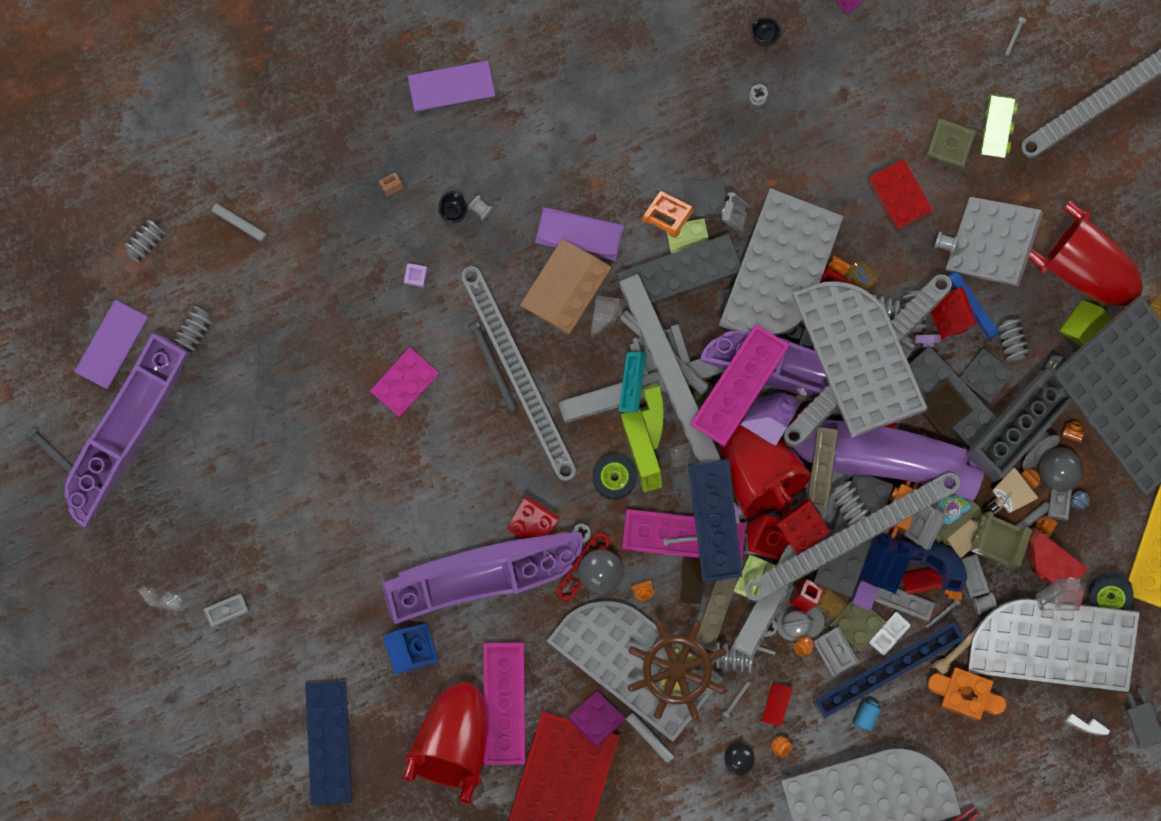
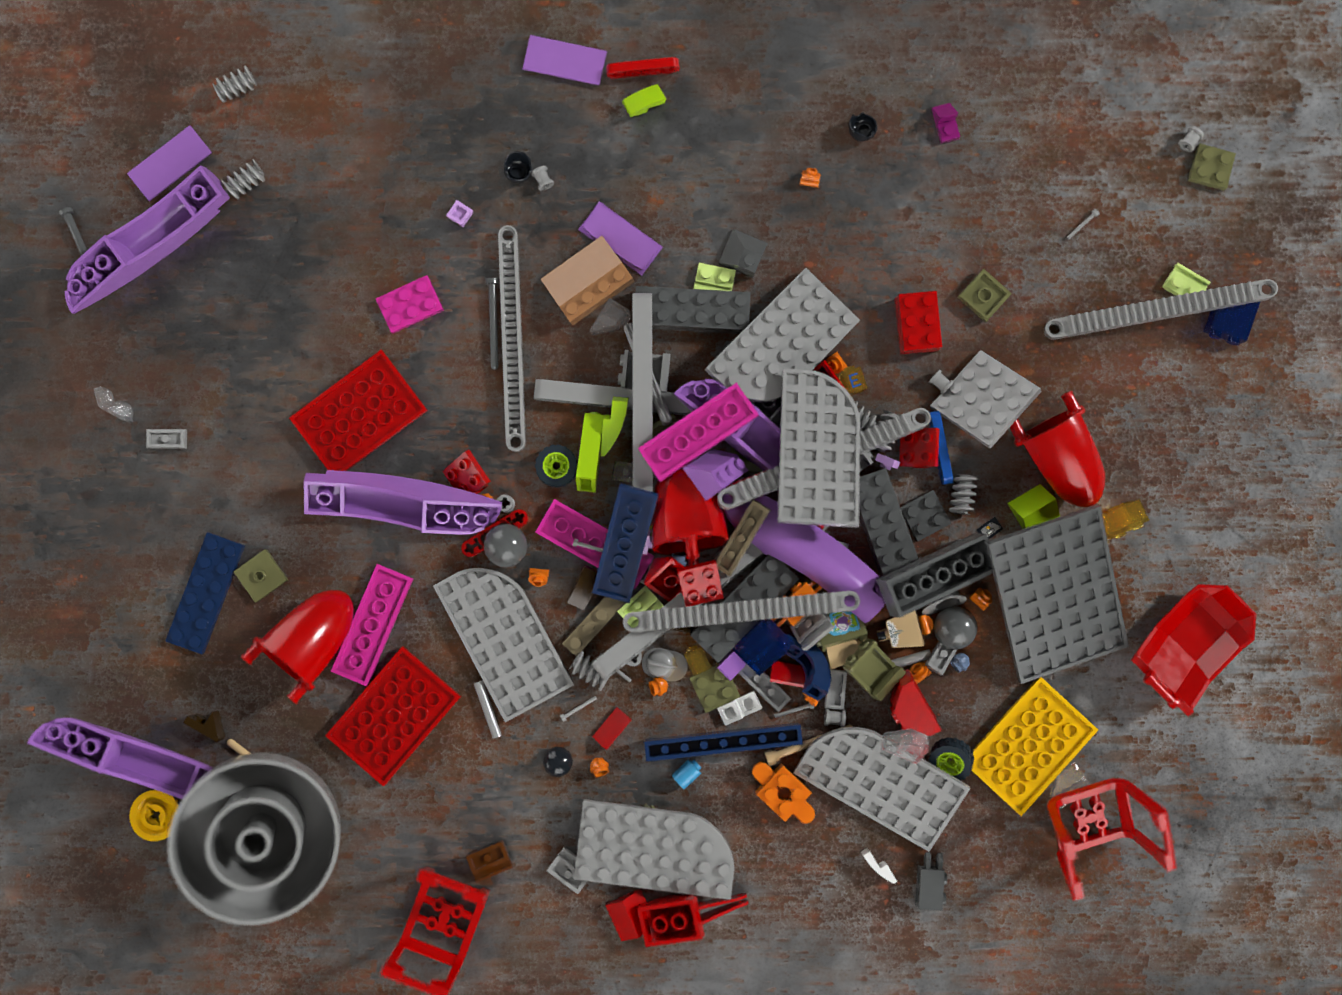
camera: 20 degrees right, 5 degrees up
(239, 222) = (326, 102): light grey piece -> none
(375, 703) = (261, 575): none -> olive plate
(391, 184) = (473, 125): nougat slope -> none
(402, 507) = (358, 413): none -> red plate
(410, 649) = (311, 541): blue slope -> none
(530, 62) = (642, 67): none -> red beam
(545, 92) = (642, 100): none -> lime slope
(596, 719) = (446, 673): magenta plate -> none
(632, 382) = (606, 388): teal plate -> none
(670, 208) = (709, 248): orange plate -> none
(678, 670) = (531, 665): reddish brown brick -> none
(734, 212) = (764, 275): light grey plate -> none
(736, 100) = (810, 177): none -> orange plate
(761, 99) = (831, 186): light grey bush -> none
(806, 595) = (679, 644): red brick -> none
(836, 651) = (684, 704): light grey plate -> none
(849, 503) = (751, 580): light grey piece -> none
(945, 408) = (876, 530): dark brown plate -> none
(998, 125) = (1034, 297): wedge -> none
(1134, 50) = (1184, 281): none -> yellowish green plate

